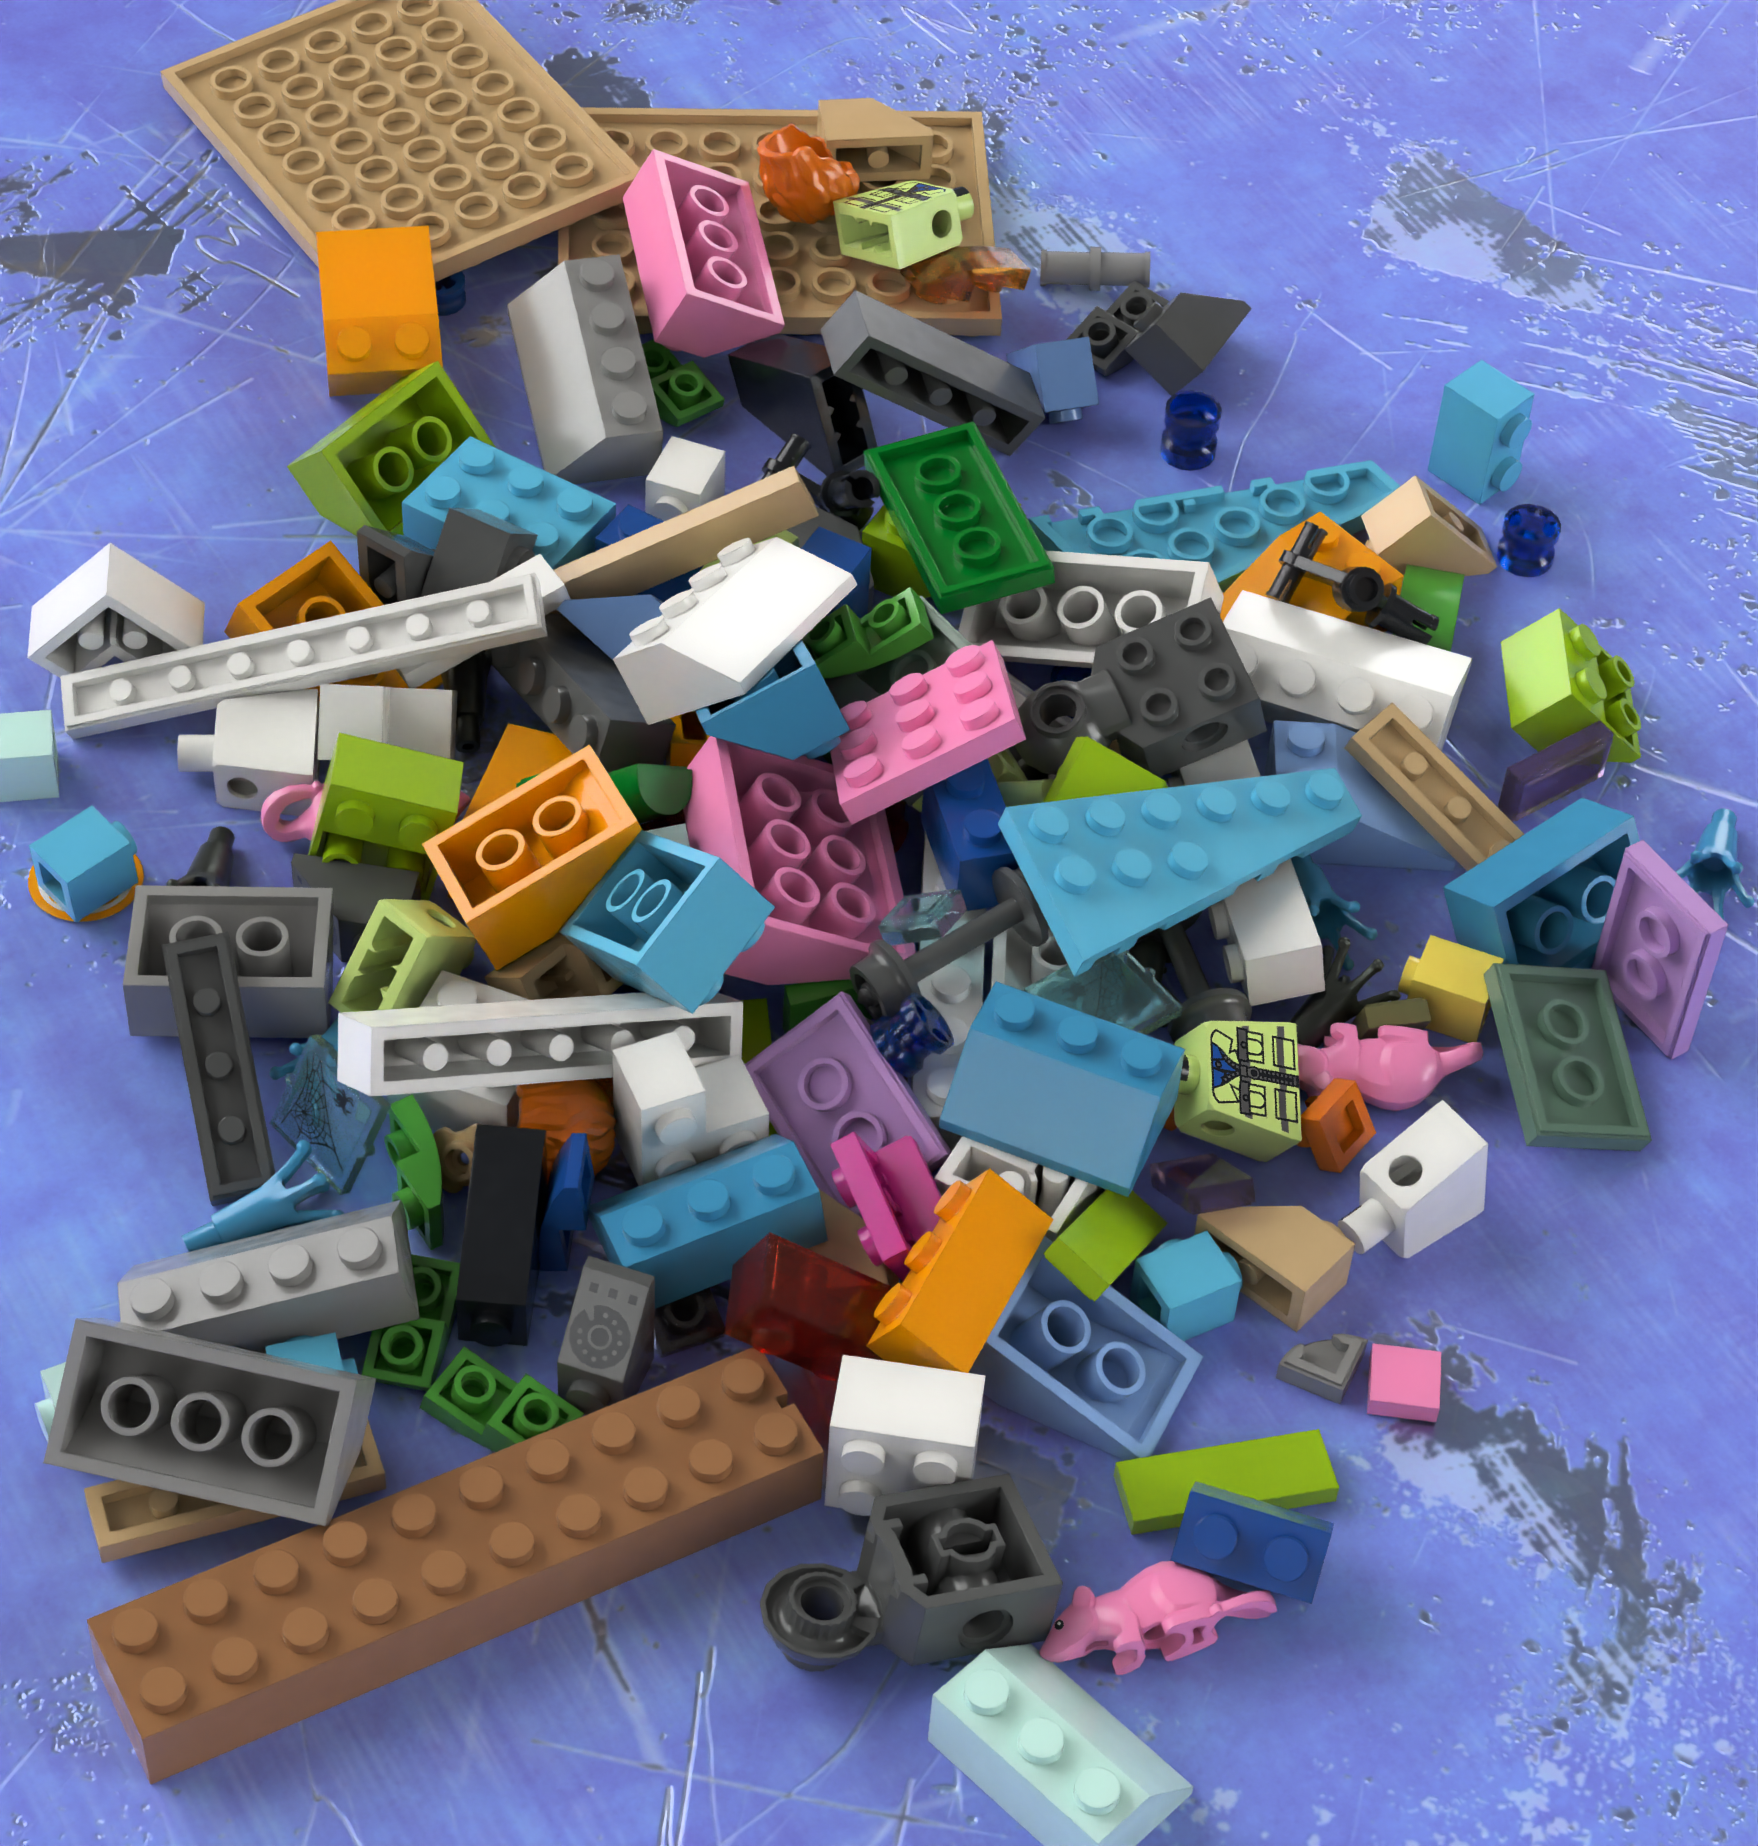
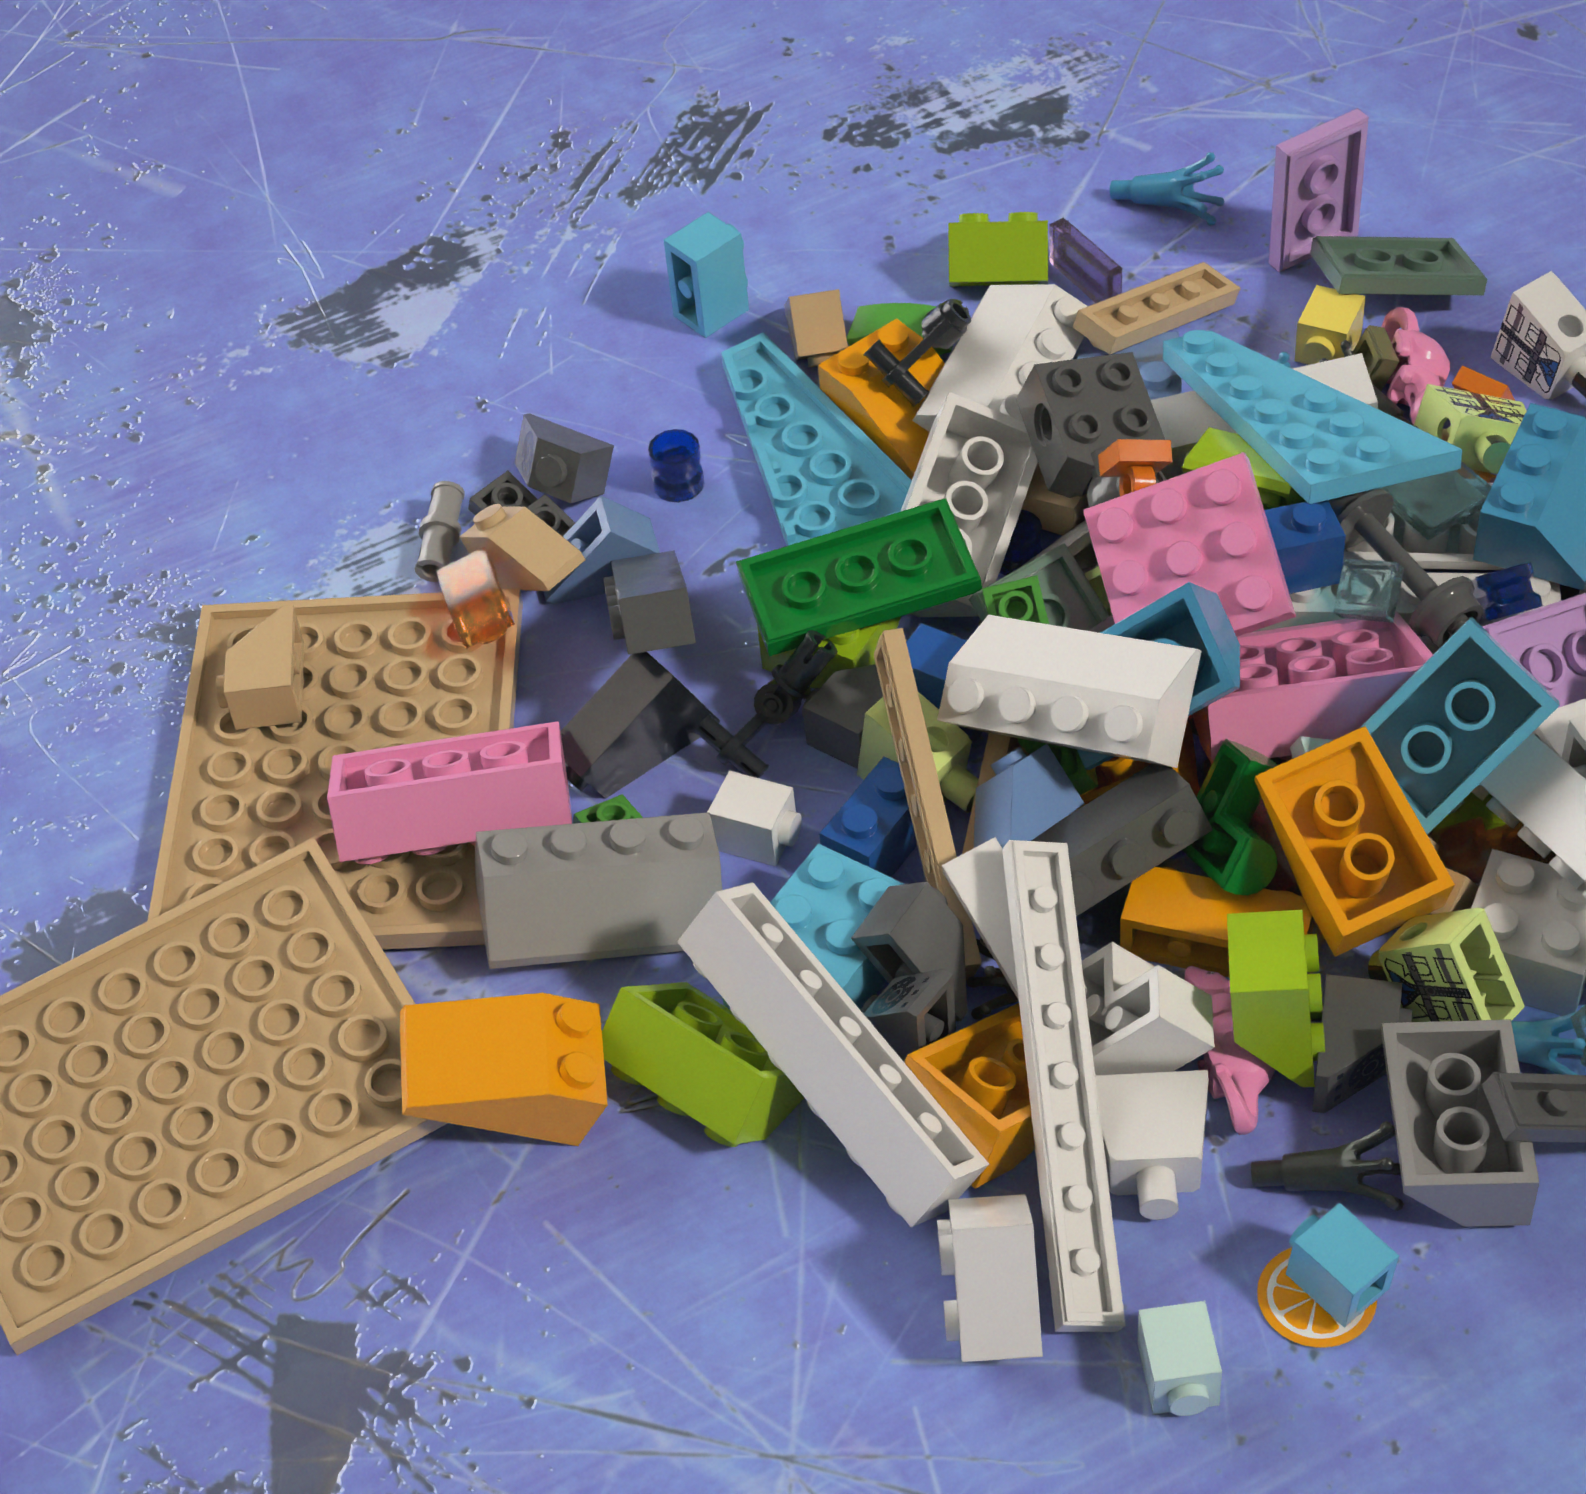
camera: 80 degrees left, 0 degrees up
(348, 490) = (832, 1054): none -> white brick
(803, 175) = (337, 706): orange hair -> none
(902, 222) = (416, 634): yellowish green torso -> none
(1041, 302) = (522, 548): none -> tan slope
(1050, 675) = (1135, 462): none -> orange tile
(1528, 540) = (811, 268): clear blue wheel -> none
(1546, 890) = (1240, 255): dark azure slope -> none

